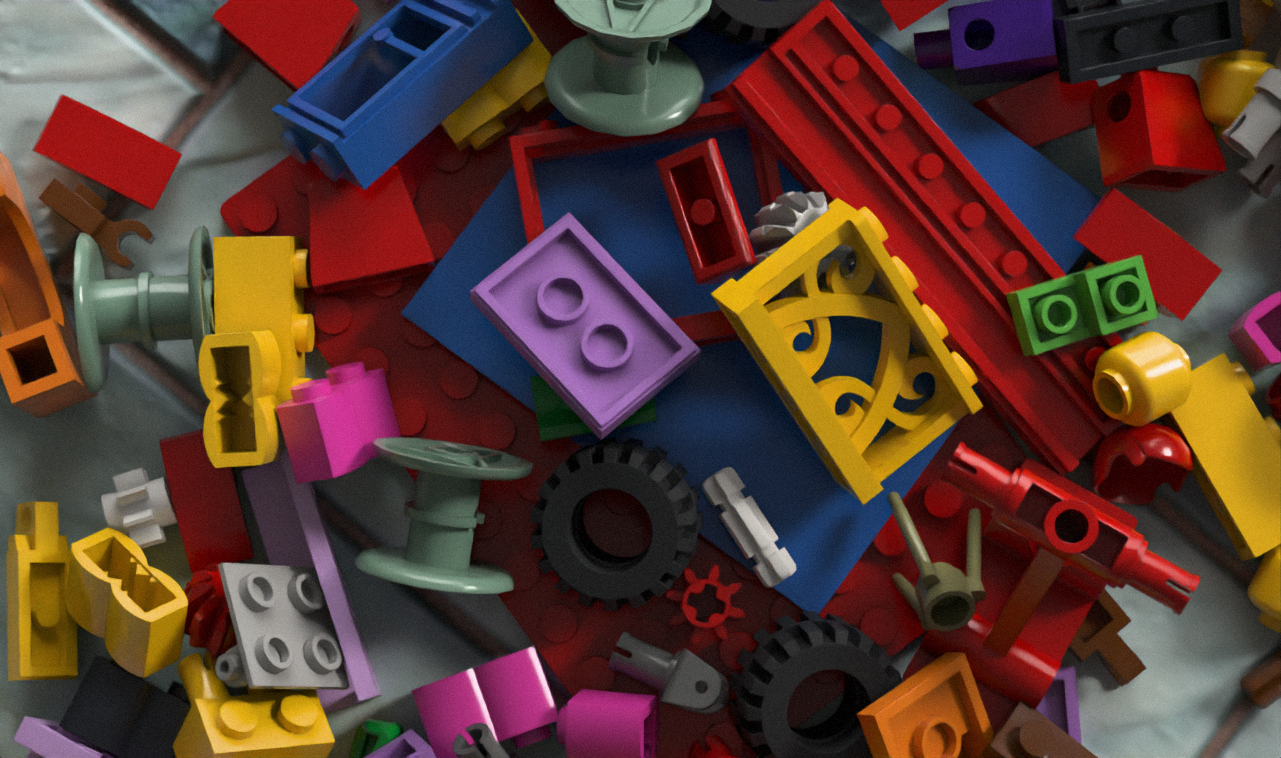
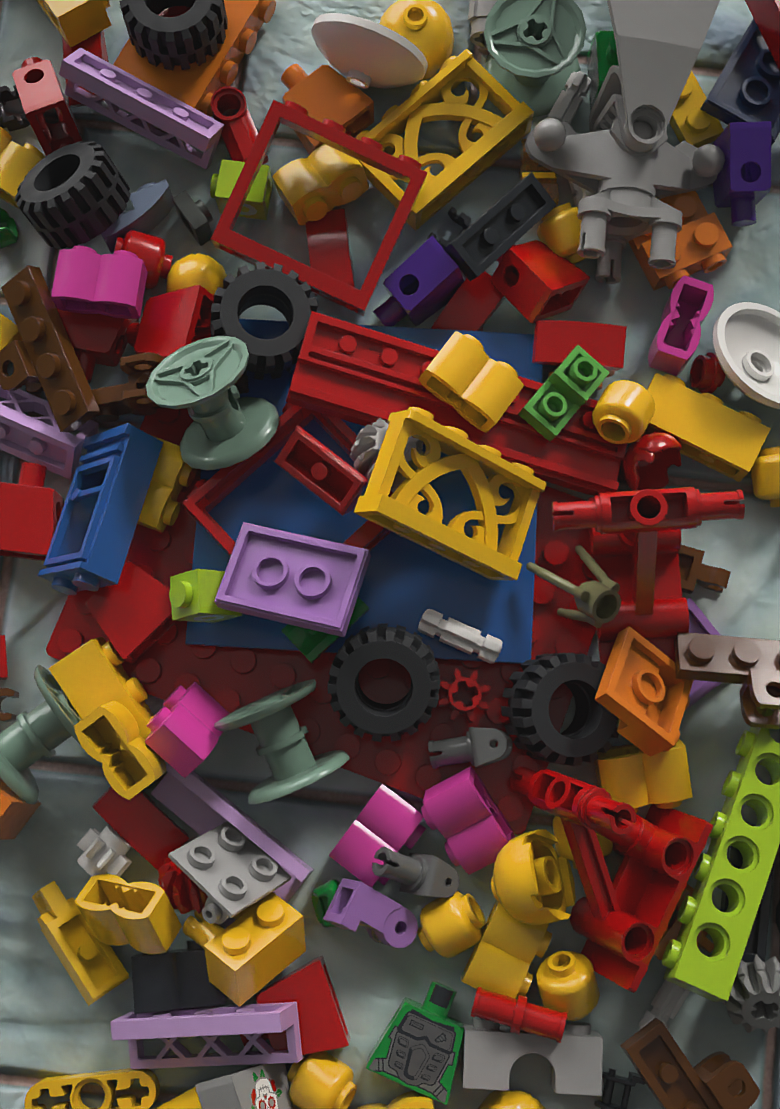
camera: 20 degrees left, 5 degrees down
(451, 265) = (194, 595): none -> lime brick
(971, 218) = (472, 381): none -> yellow brick

